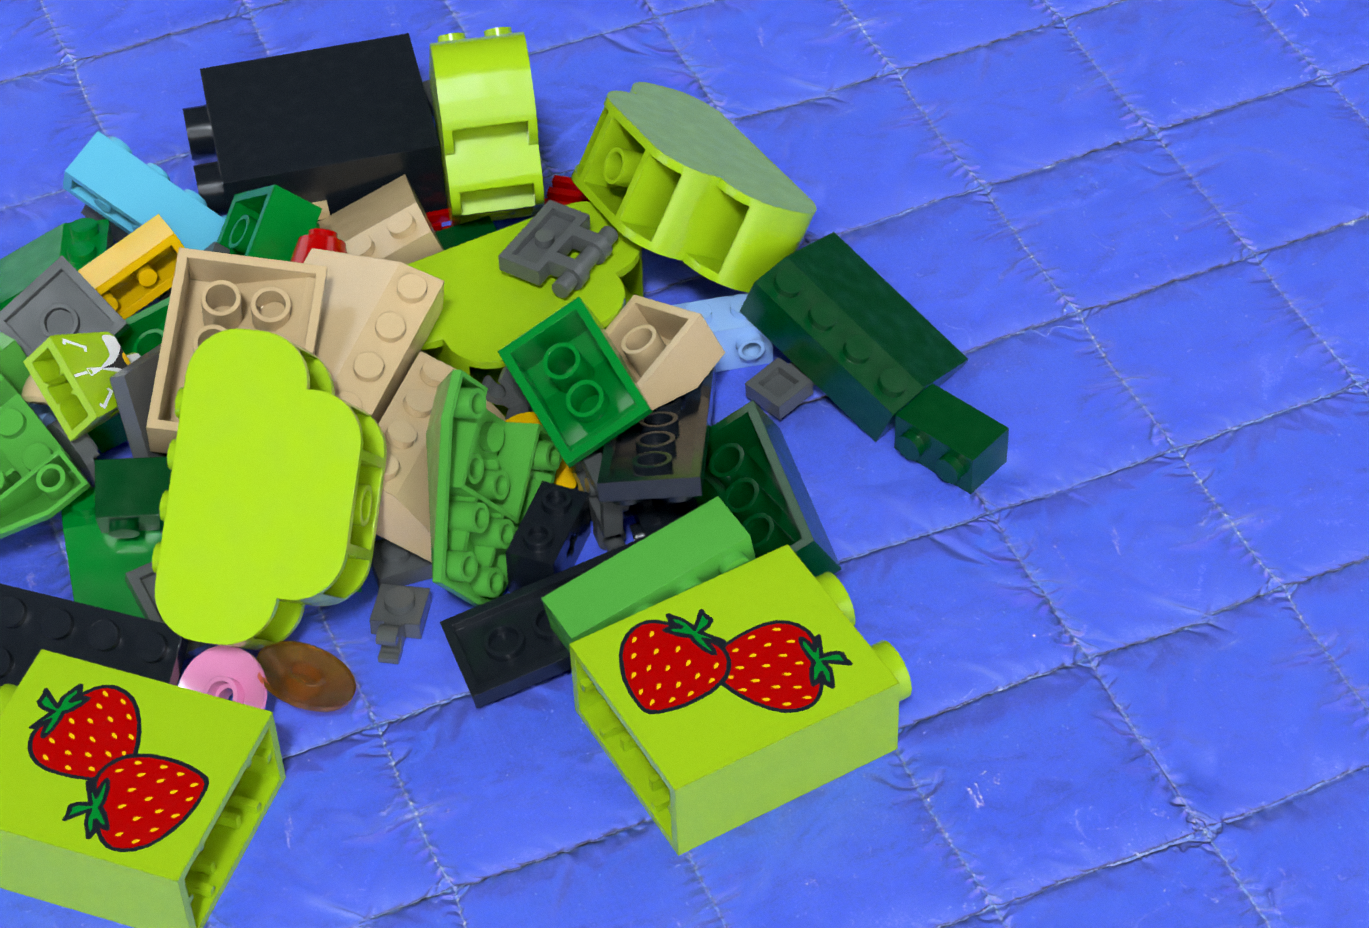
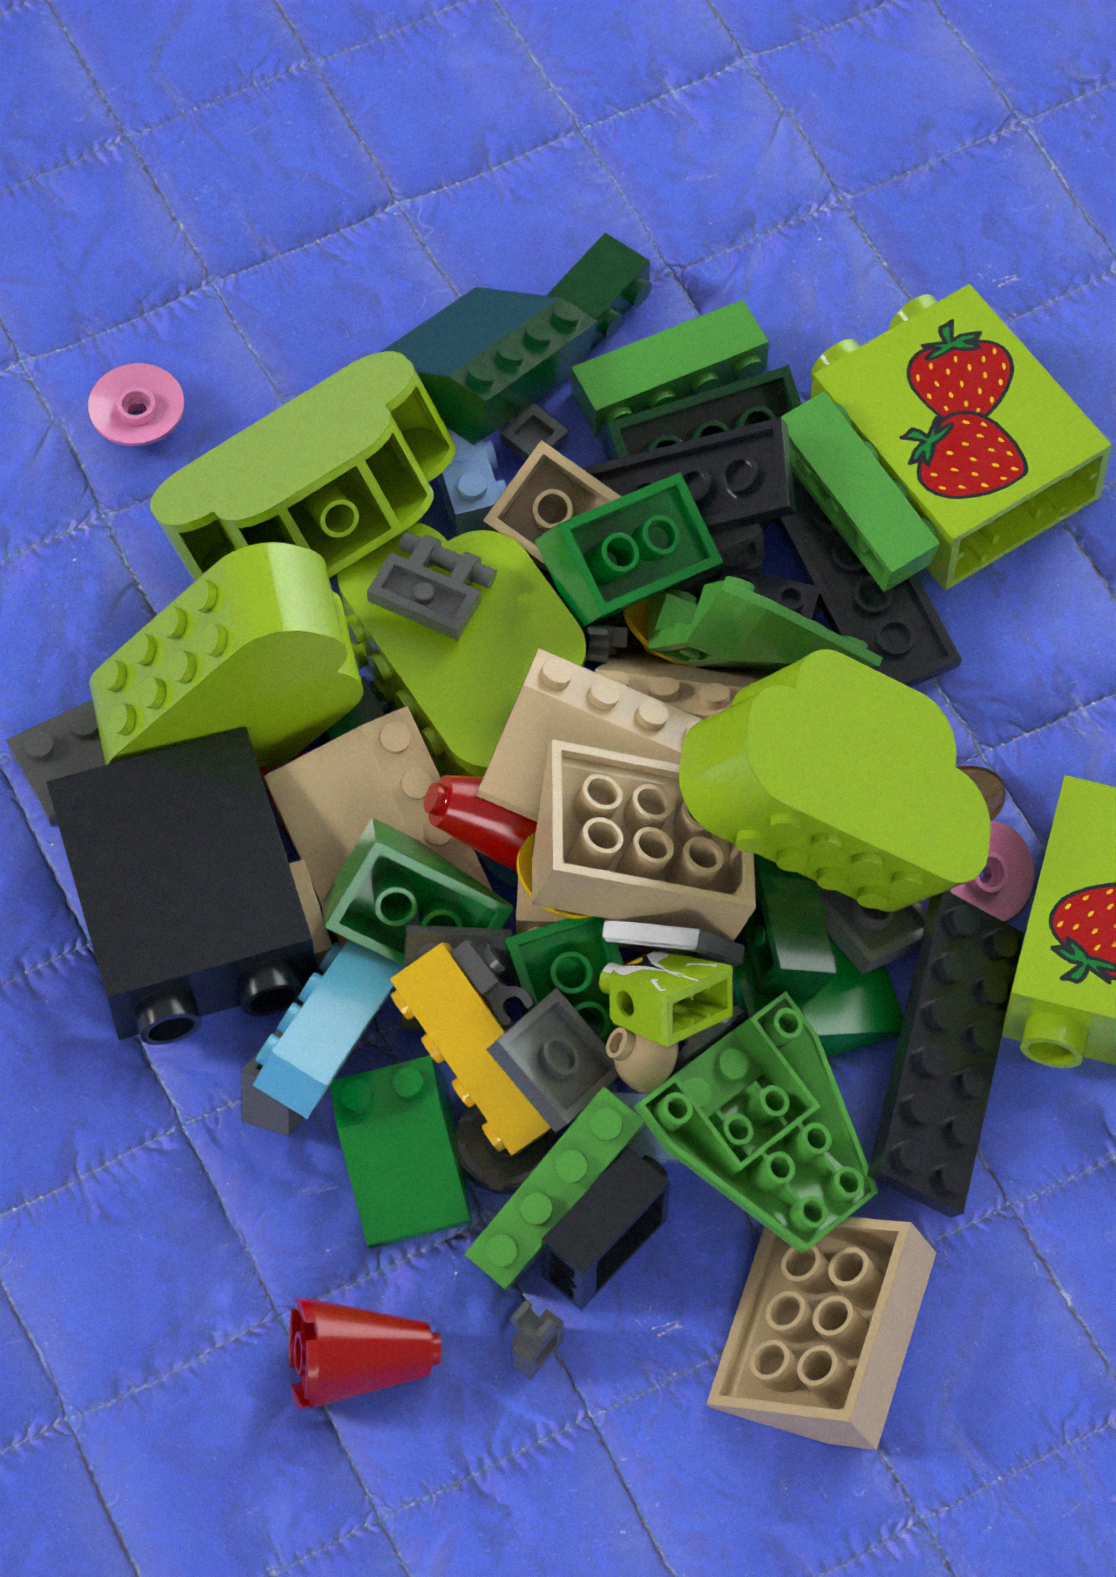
camera: 95 degrees left, 15 degrees up
(151, 284) = (484, 970): none -> dark grey plate
(830, 124) = (131, 390): none -> bright pink dish
(853, 490) = (671, 365): none -> bright green brick

